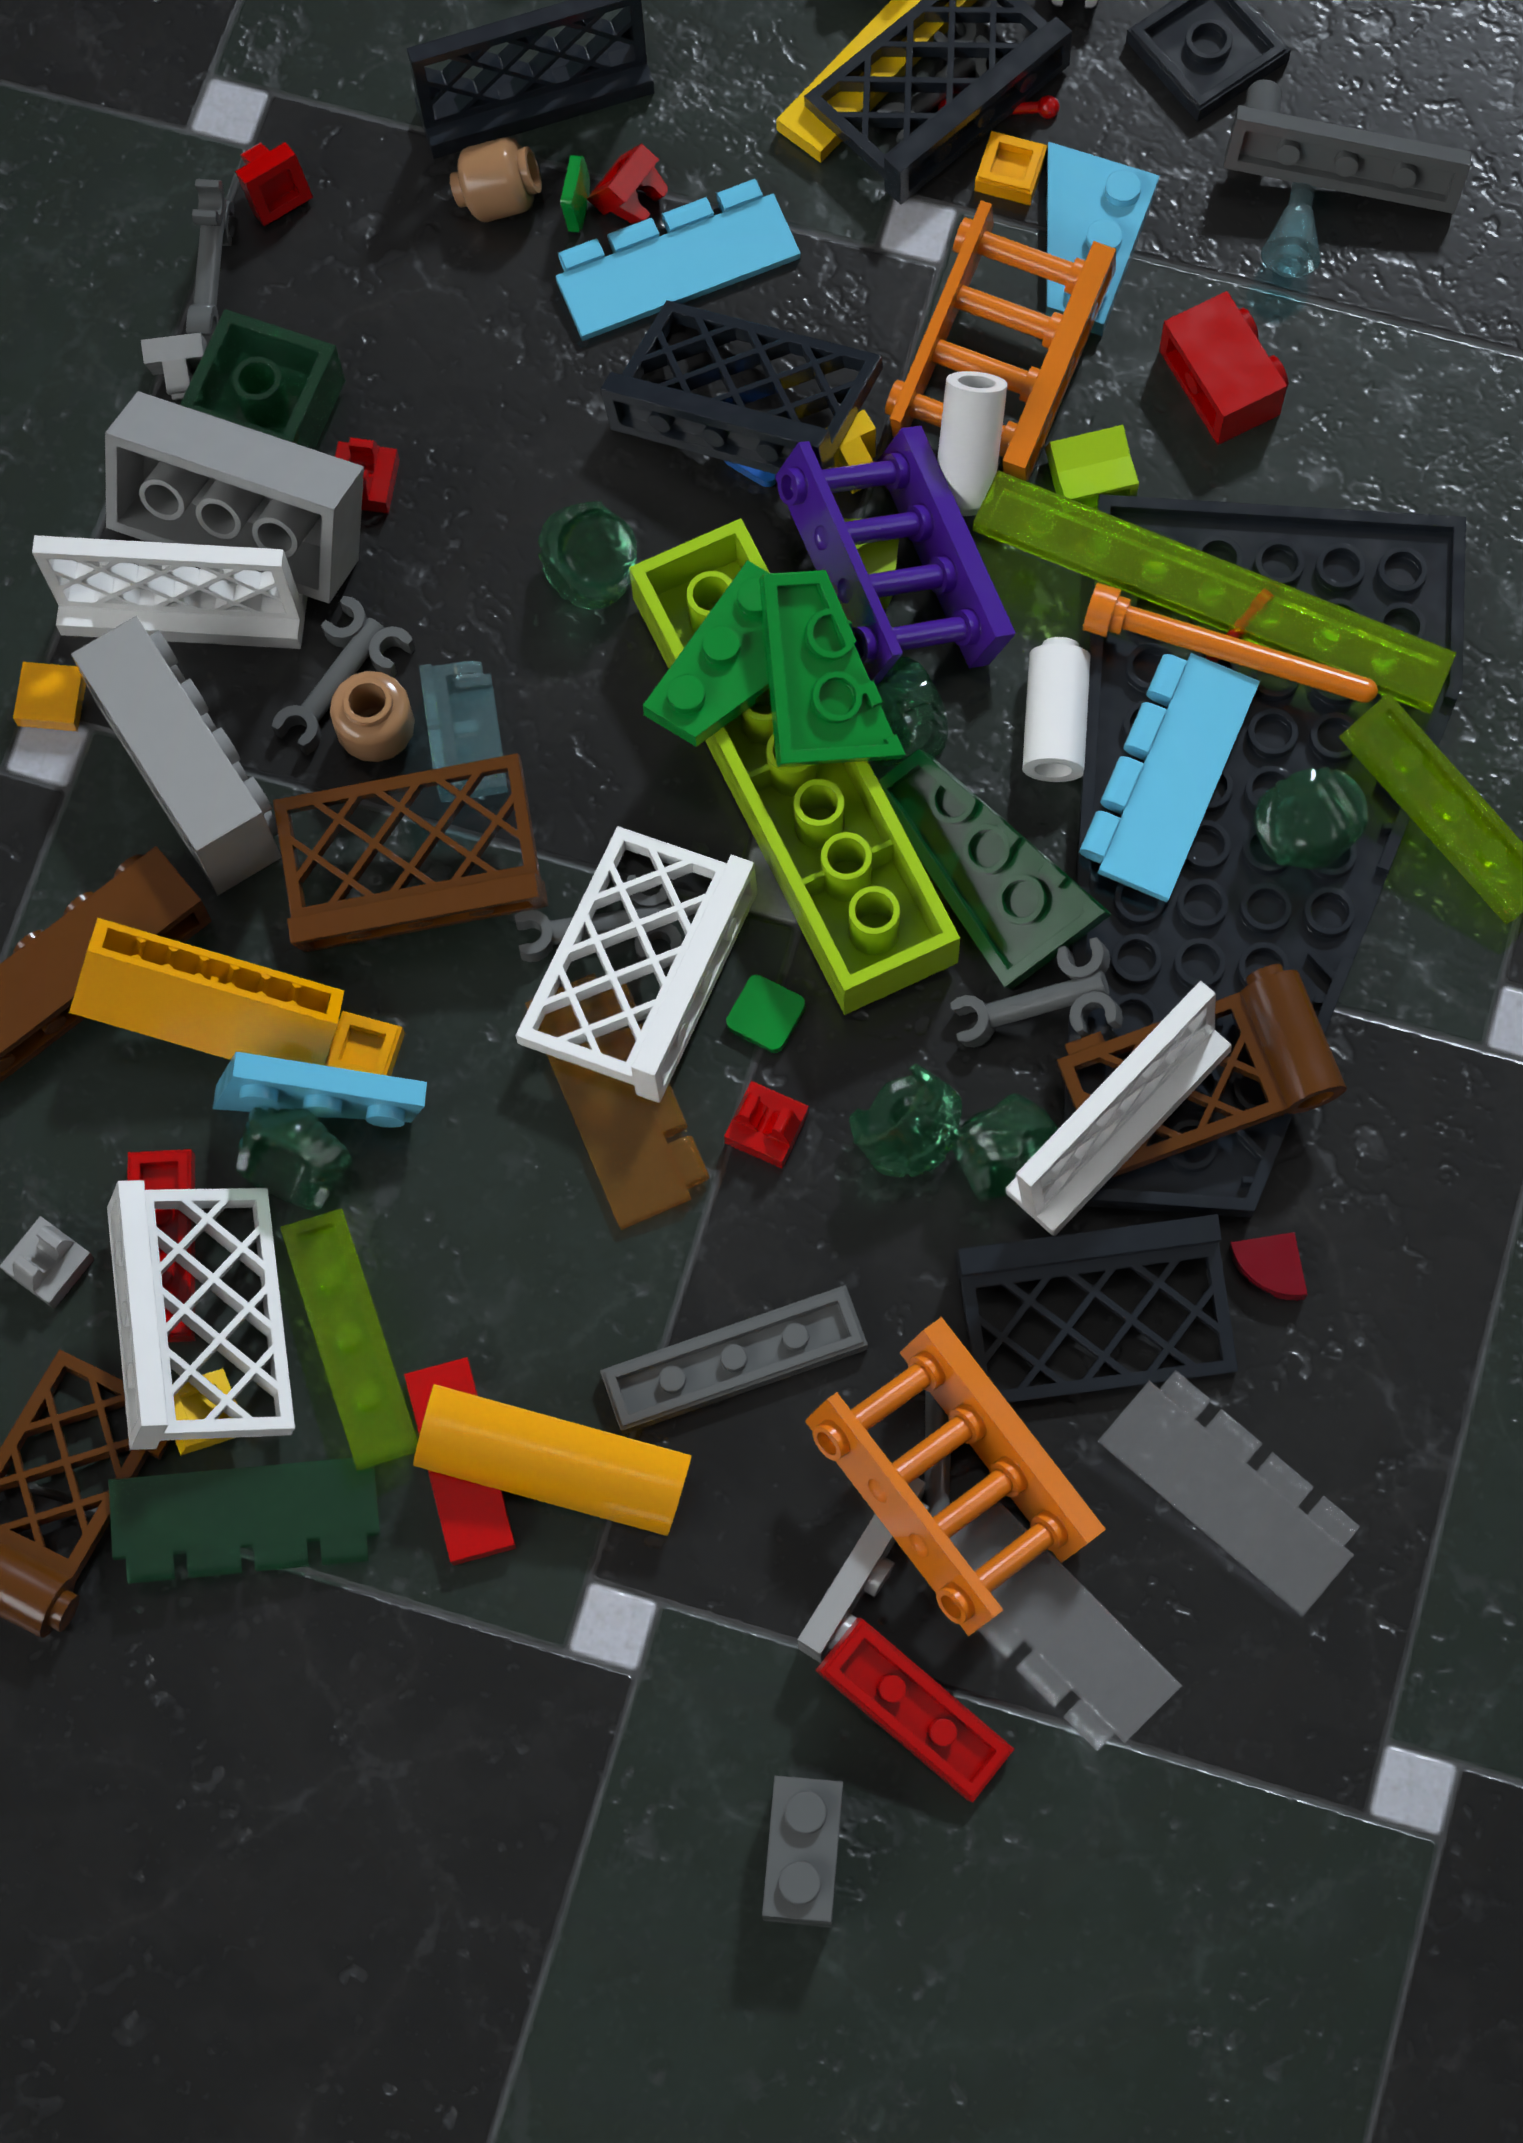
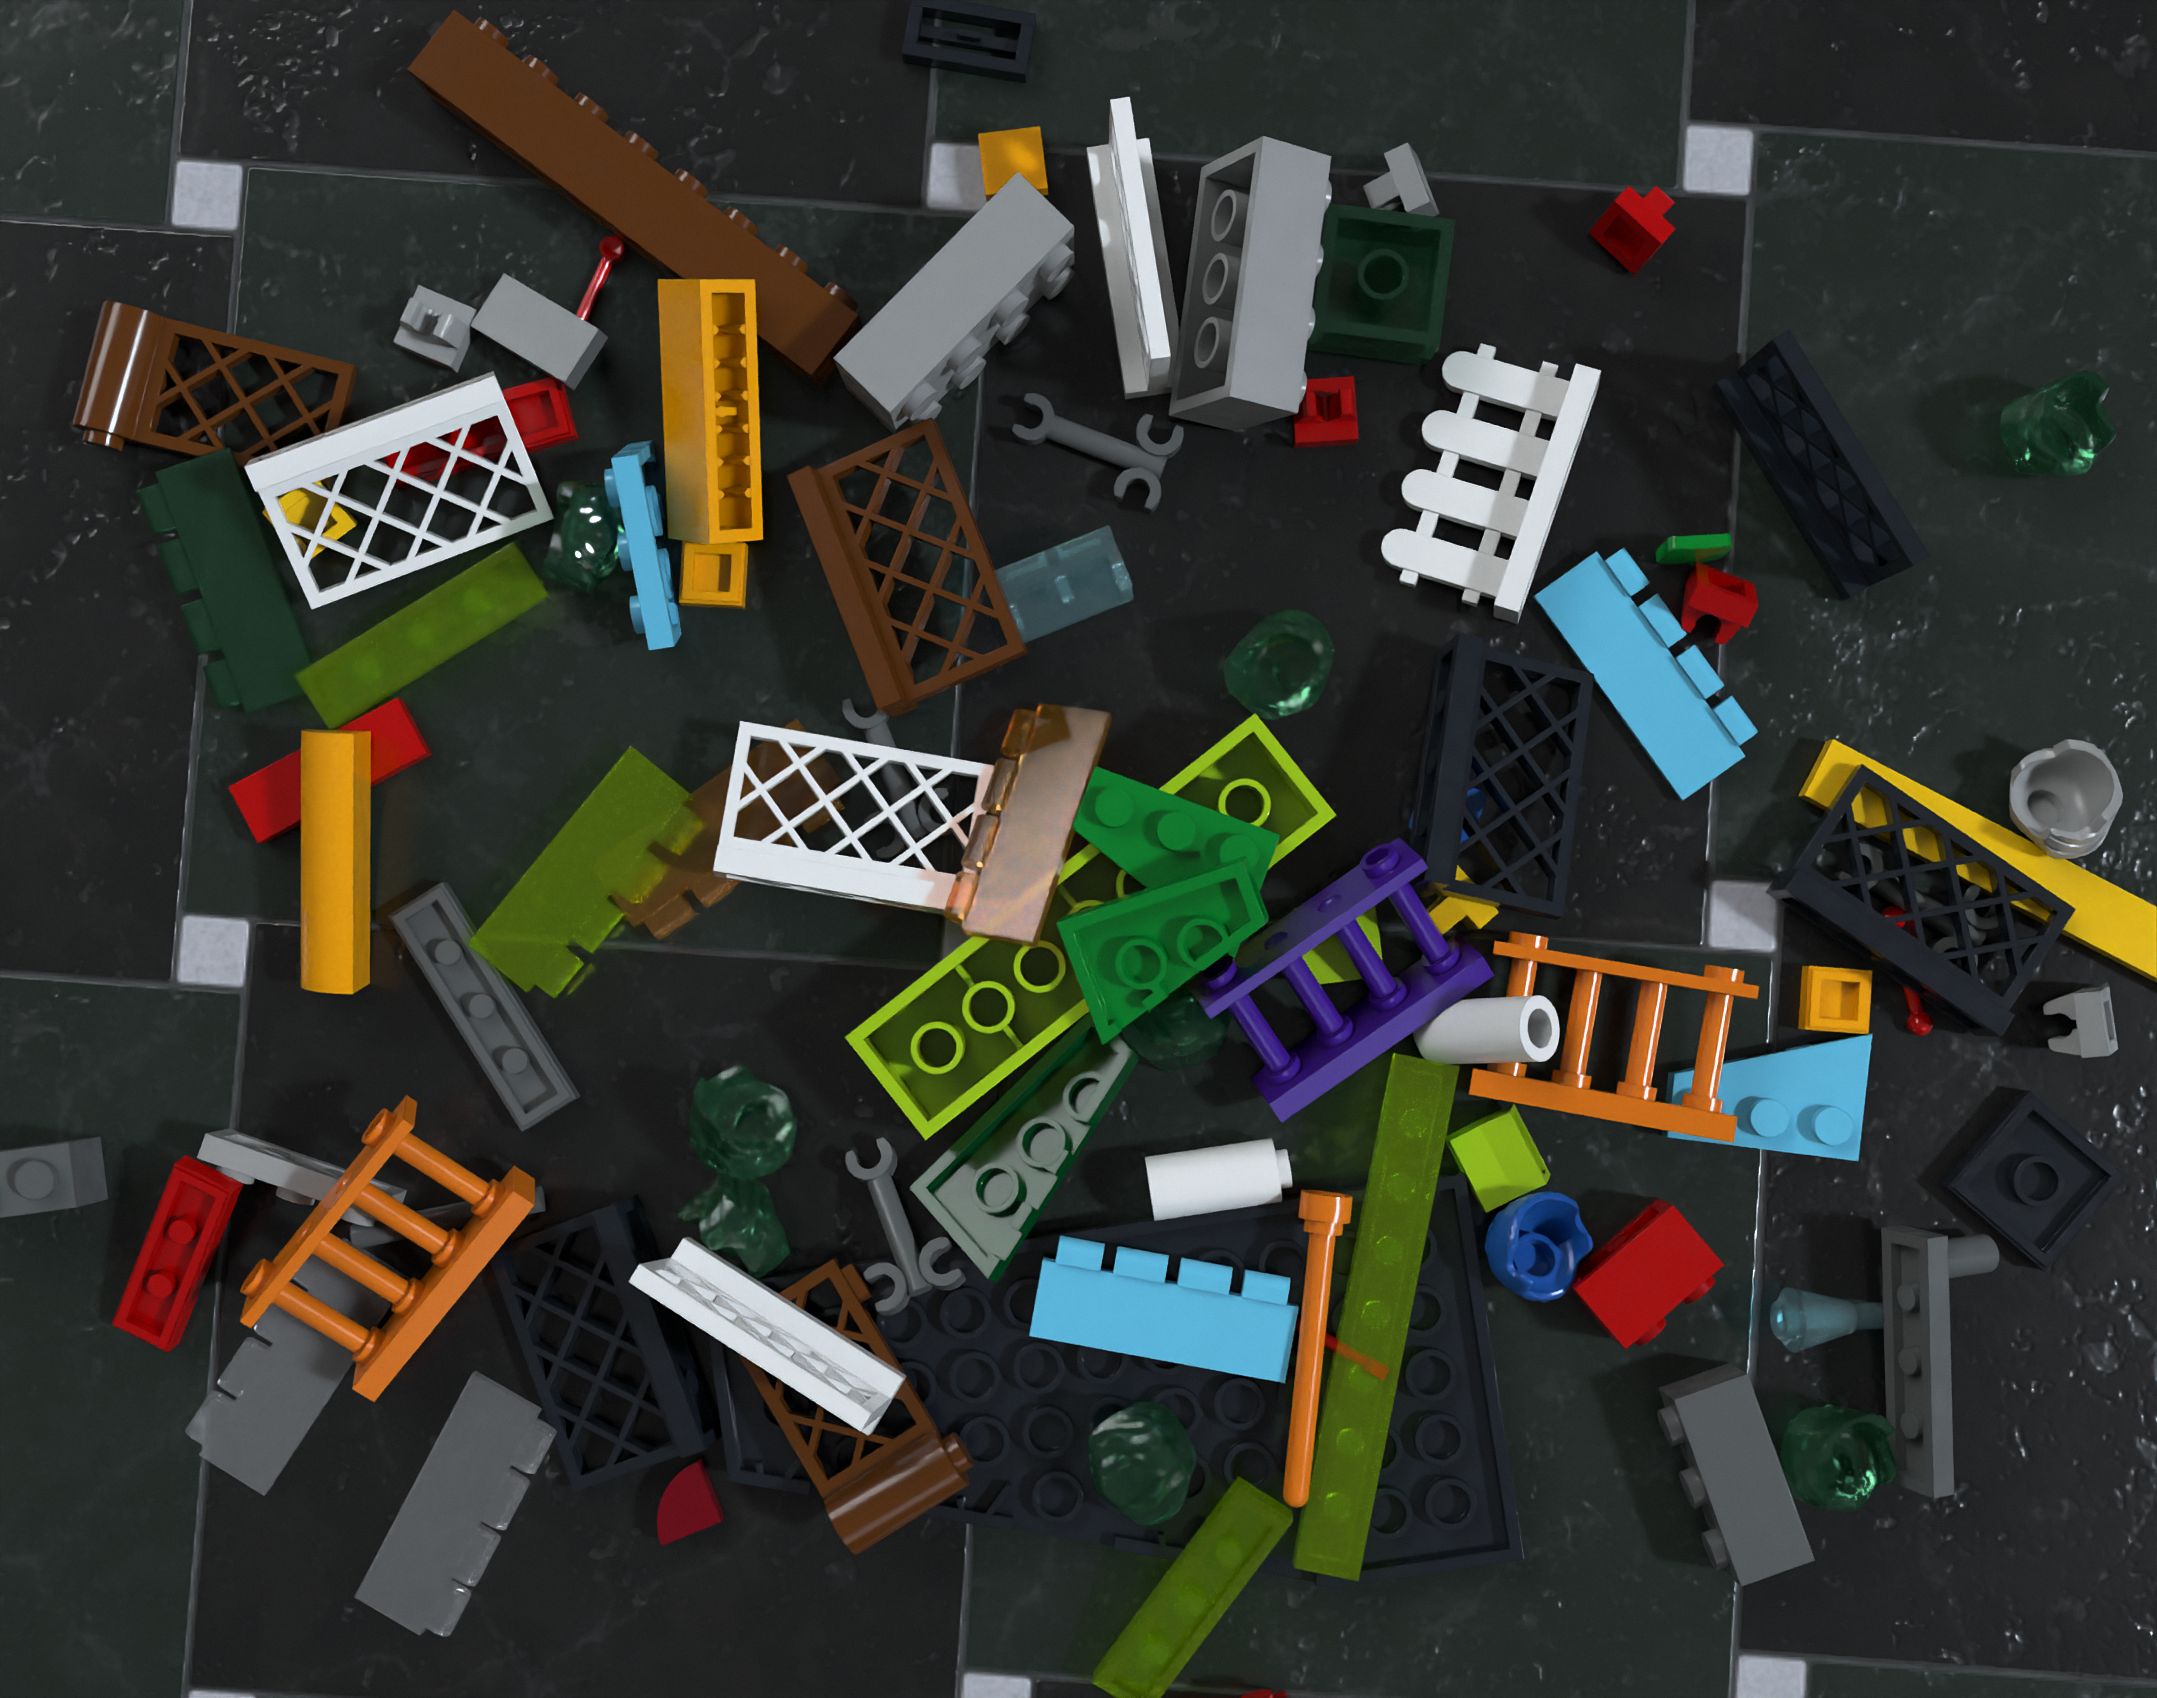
camera: 75 degrees right, 15 degrees up
(21, 1083) = (613, 252): none -> red hinge
(80, 1158) = (539, 331): none -> tile
(214, 233) = (1566, 180): dark grey bar -> none
(372, 716) = (1051, 470): medium nougat head -> none
(496, 179) = (1690, 461): medium nougat head -> none
(497, 347) = (1502, 449): none -> white fence
(631, 1242) = (570, 881): none -> clear neon green windscreen
(680, 795) = (1037, 806): none -> clear orange windscreen
(766, 1013) = (838, 956): green piece -> none
(766, 1124) = (723, 984): red tile -> none
(1177, 445) = (1538, 1245): none -> blue hair
(1420, 241) = (1836, 1456): none -> clear green hair
(1421, 329) = (1733, 1475): none -> dark grey brick

